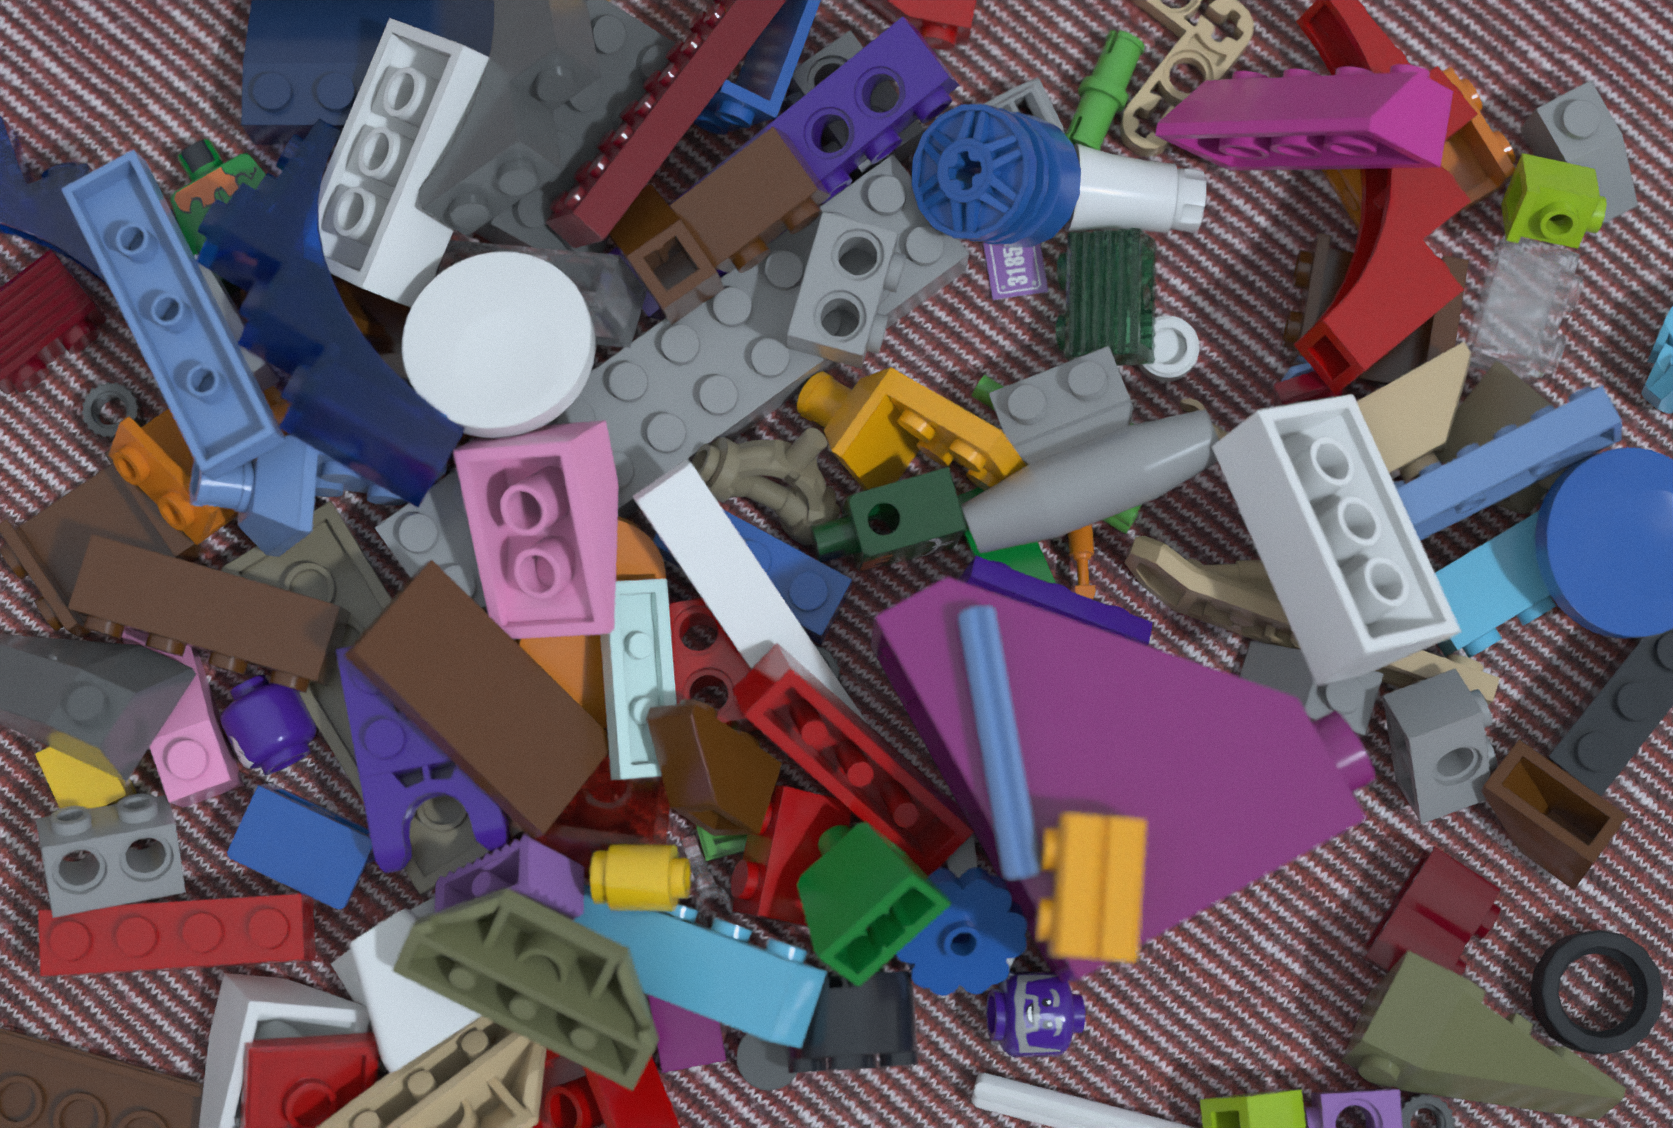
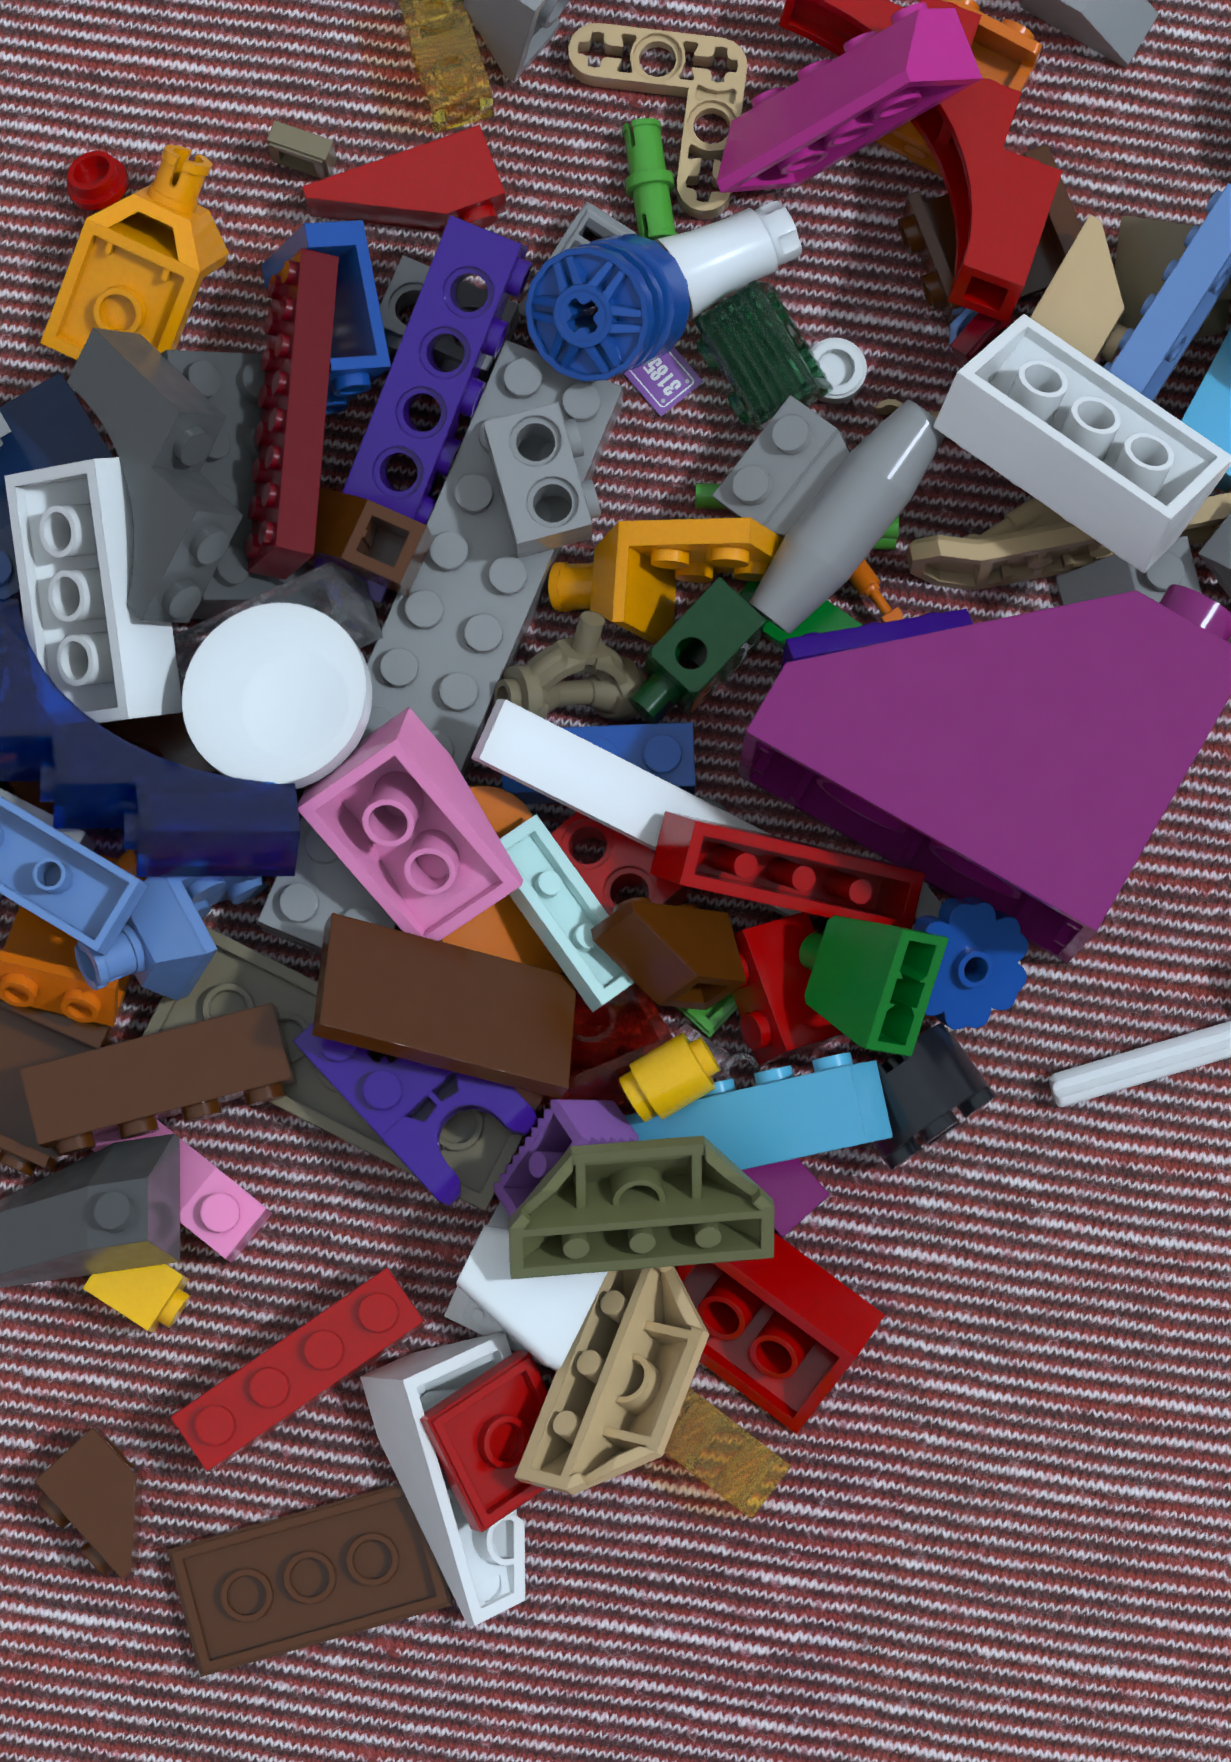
camera: 30 degrees left, 0 degrees up
(112, 870) = (210, 1346): light grey brick -> none
(267, 725) = (265, 1146): dark purple head -> none
(302, 845) = (360, 1229): blue panel -> none
(752, 202) = (416, 449): reddish brown brick -> none
(763, 1063) = (862, 1174): dark grey tile -> none
(999, 742) = (914, 773): medium blue axle -> none
(1034, 1014) = (1066, 998): dark purple head -> none
(1094, 887) = (1066, 845): light orange brick -> none
(1523, 308) = (1115, 156): clear brick -> none
(1552, 202) = (1088, 53): lime brick -> none

